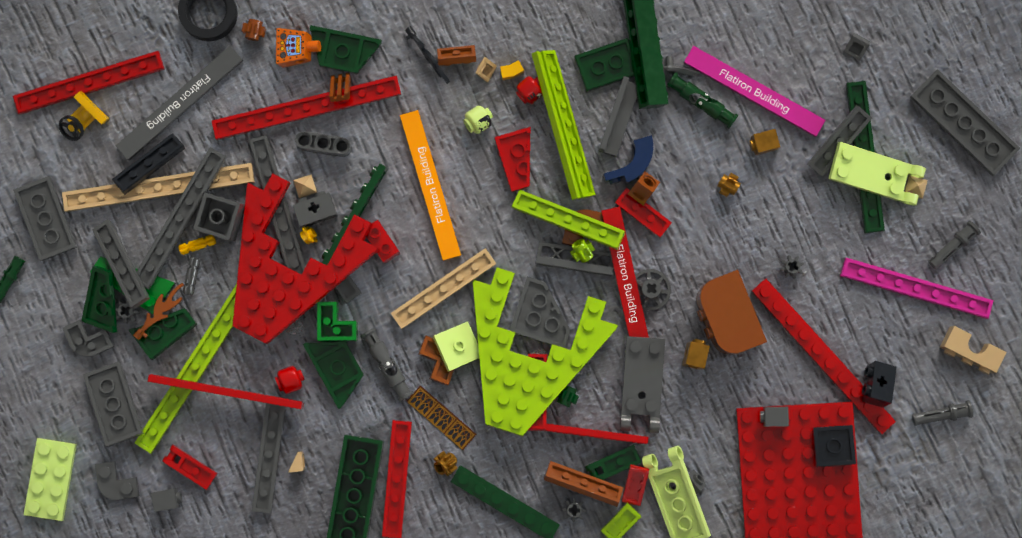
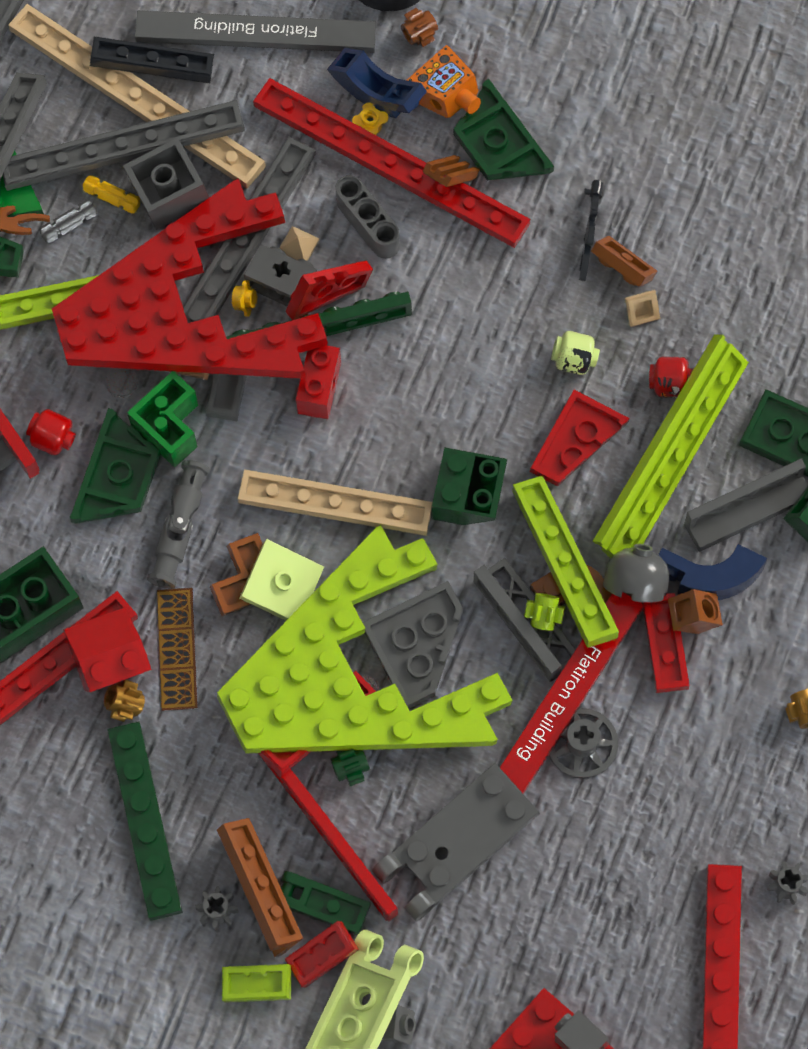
camera: 50 degrees right, 15 degrees down
(263, 78) = (372, 85): none -> dark blue arch
(271, 94) = (368, 111): none -> yellow plate
(343, 196) = (326, 287): none -> red wing
(417, 450) = (107, 650): none -> red slope
(430, 185) = (442, 377): light orange tile -> none
(495, 226) = (468, 487): none -> dark green slope
(512, 70) = (671, 337): yellow piece -> none
(606, 196) = (638, 573): none -> dark grey cylinder
(696, 354) = (557, 866): pearl gold brick -> none
(729, 315) = (647, 858): dark orange brick -> none

